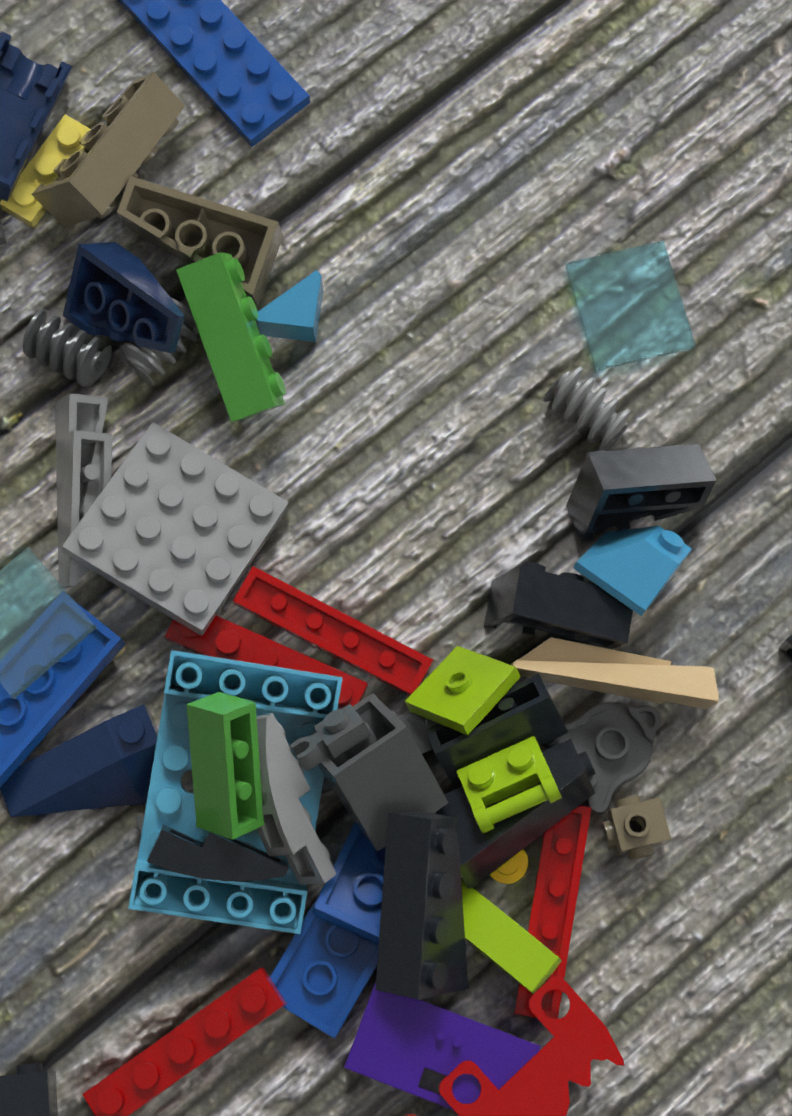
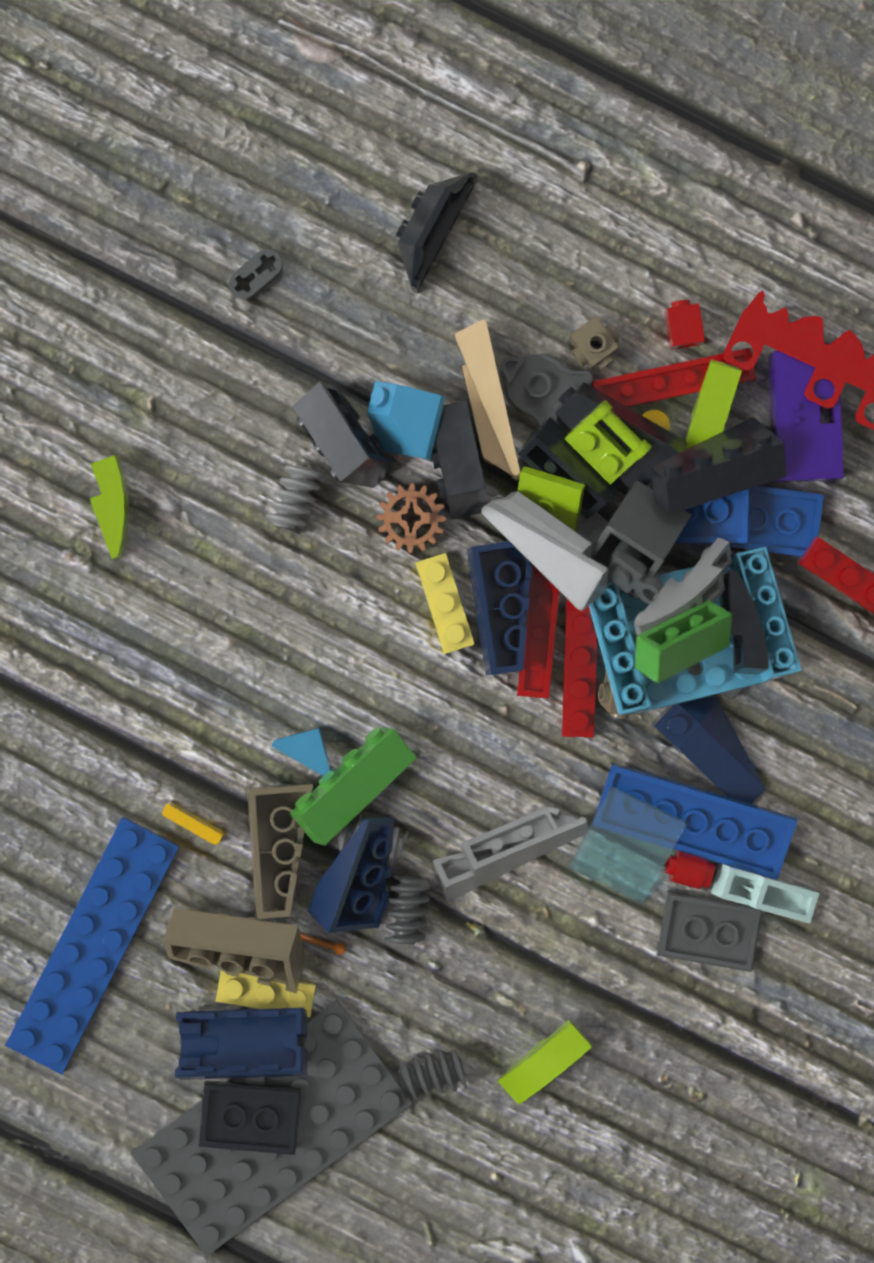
camera: 115 degrees left, 15 degrees up
(60, 264) = (339, 948): none -> orange hinge
(175, 528) = (511, 763): light grey plate -> none
(268, 163) = (193, 823): none -> yellow tile
(376, 591) = (501, 601): none -> dark blue wedge
(396, 531) = (444, 603): none -> light yellow plate
(406, 660) = (550, 547): none -> light grey wedge
(497, 523) = (396, 518): none -> nougat gear
(617, 950) = (684, 325): none -> red brick
(630, 306) = (194, 501): clear light blue piece -> none
(660, 212) = (112, 504): none -> lime slope

